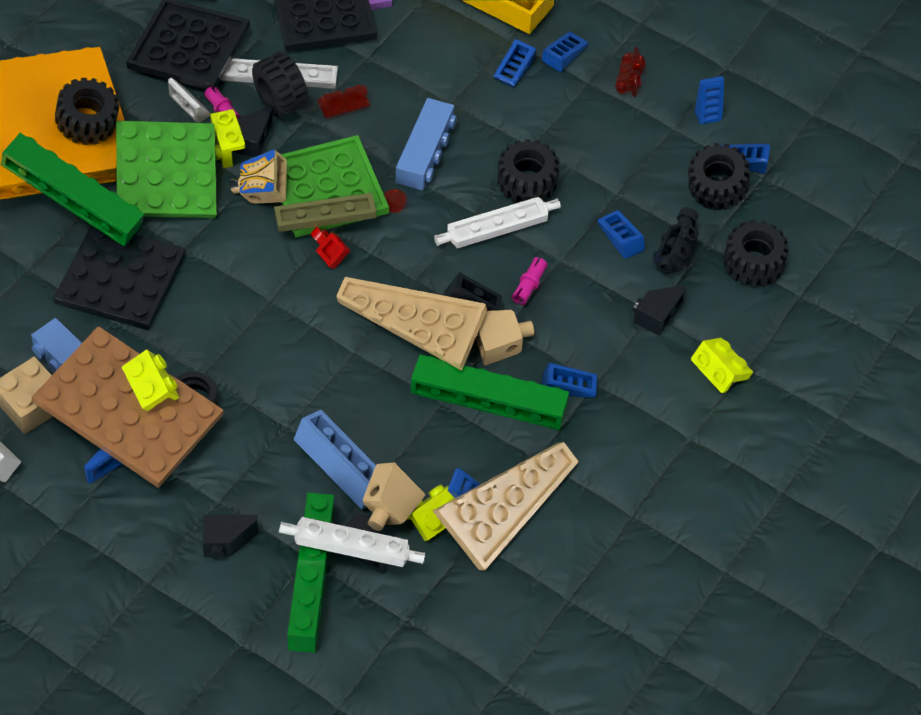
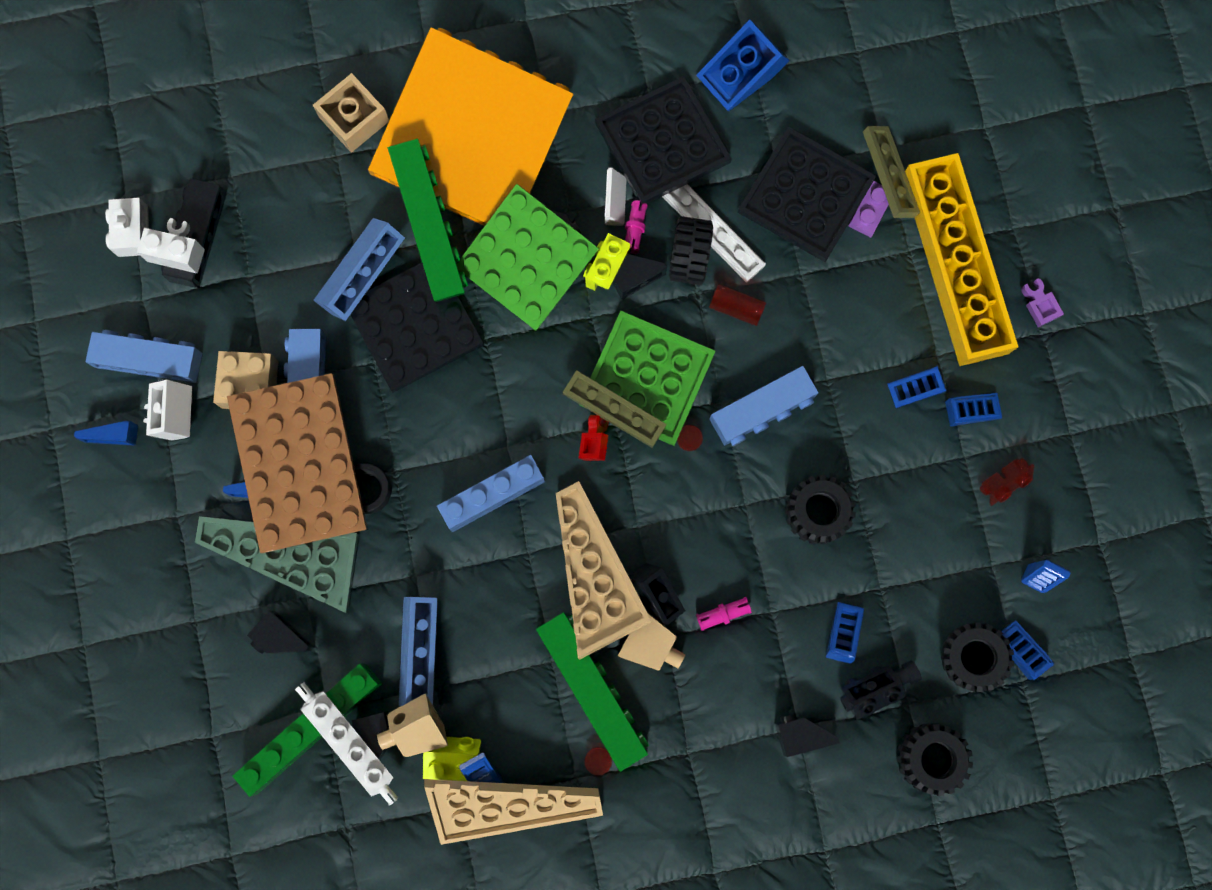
camera: 45 degrees right, 25 degrees up
(45, 265) = (359, 269): none -> medium blue brick
(86, 126) = (502, 133): black tyre -> none
(150, 380) = (323, 463): neon yellow bracket -> none
(206, 473) = (315, 568): none -> sand green wing
(262, 179) = (595, 332): torso -> none
(290, 329) = (491, 493): none -> medium blue brick
(497, 222) = (751, 534): white plate -> none
(539, 432) = (598, 761): none -> clear red plate
(569, 374) = (649, 719): blue slope -> none
(720, 363) = (804, 832): neon yellow bracket -> none

